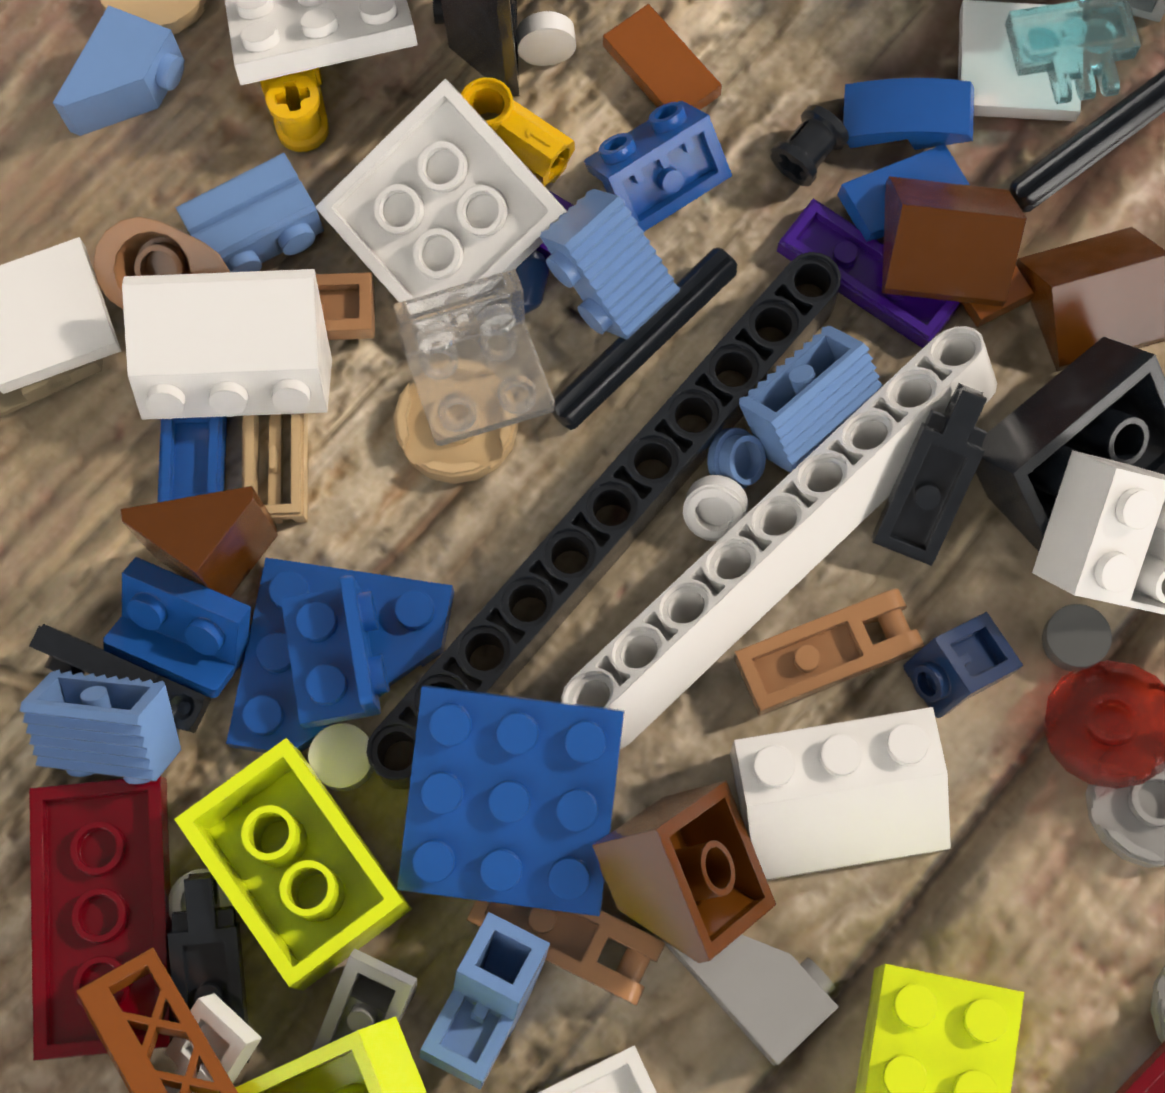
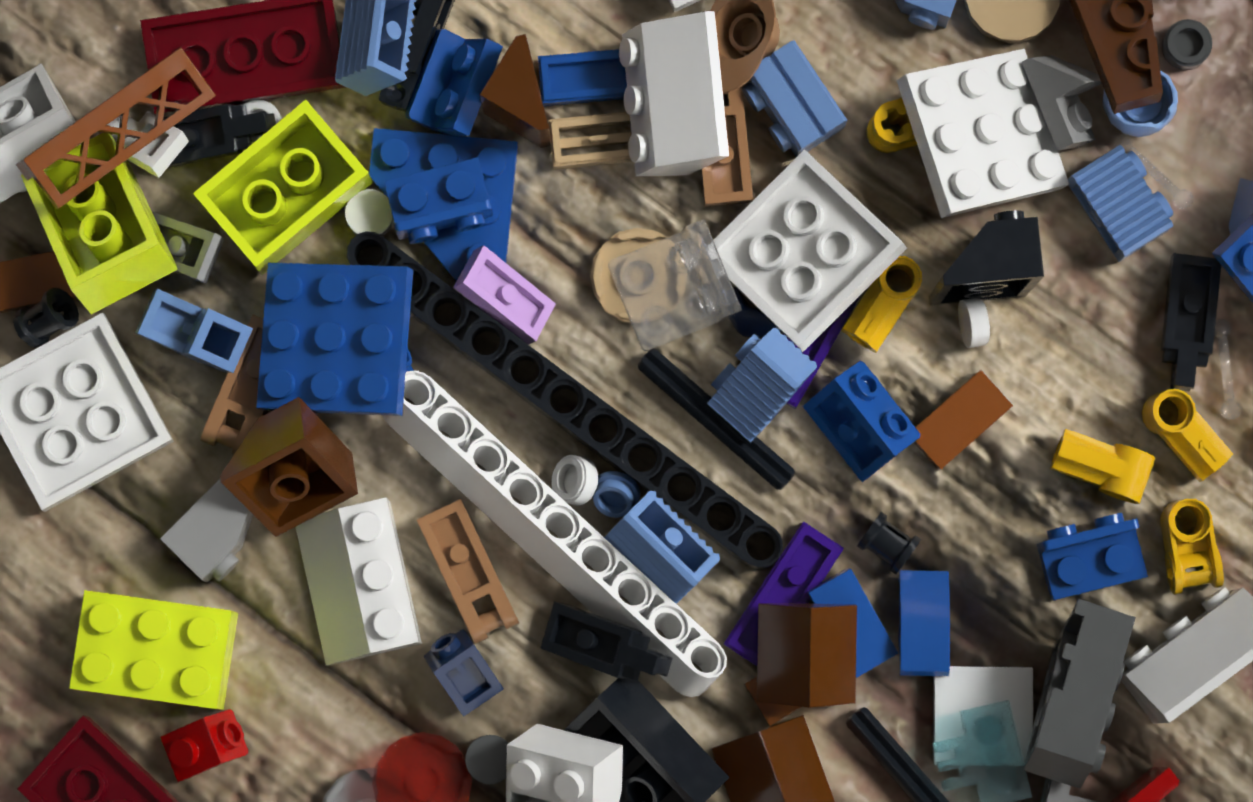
camera: 80 degrees right, 10 degrees up
(465, 578) = (504, 295): none -> lavender plate
(1064, 1022) = (204, 744): none -> red bracket

